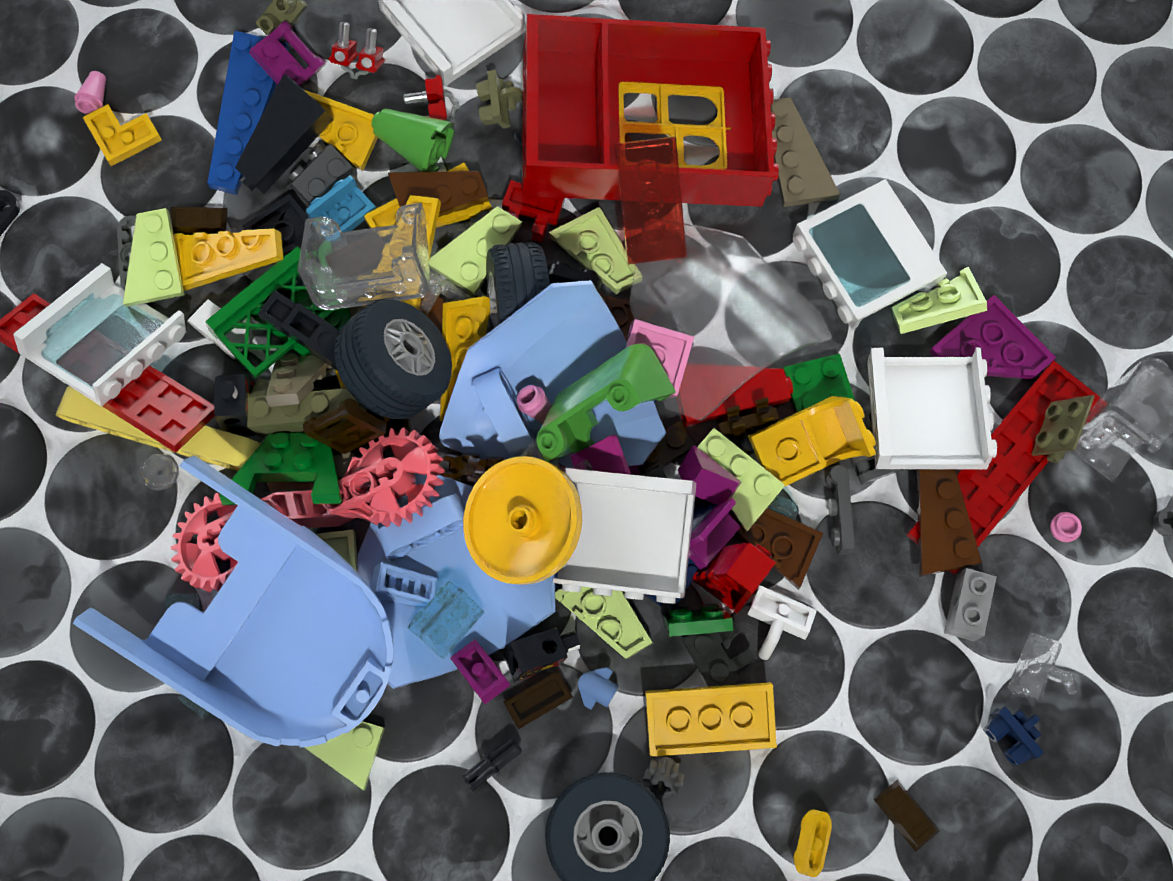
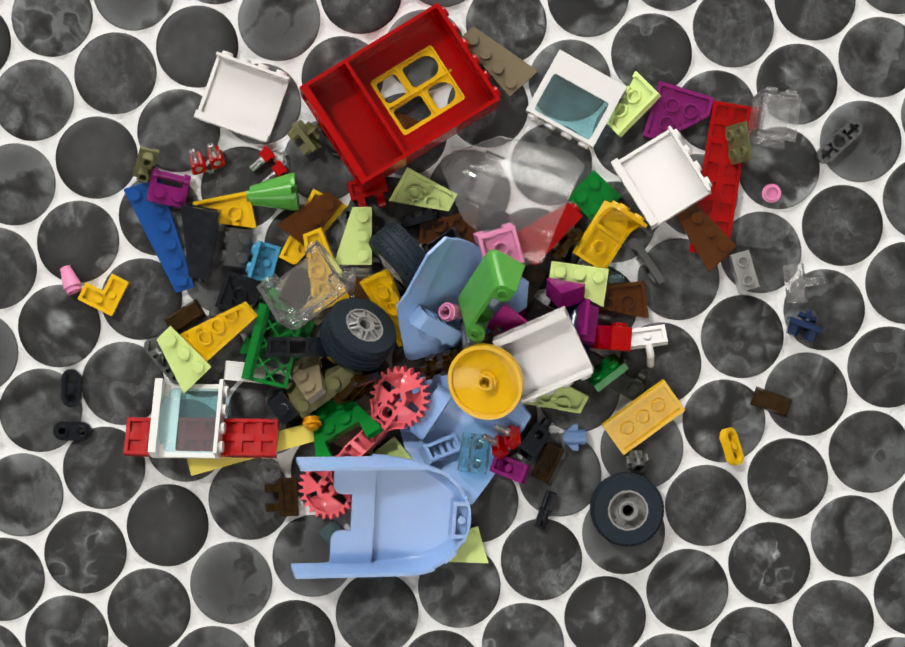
camera: 30 degrees left, 15 degrees up
(157, 523) = (288, 497): none -> dark brown plate
(256, 439) = (312, 423): none -> light orange plate
(490, 629) = (500, 444): none -> red piece
(651, 200) = (441, 157): clear red tile -> none

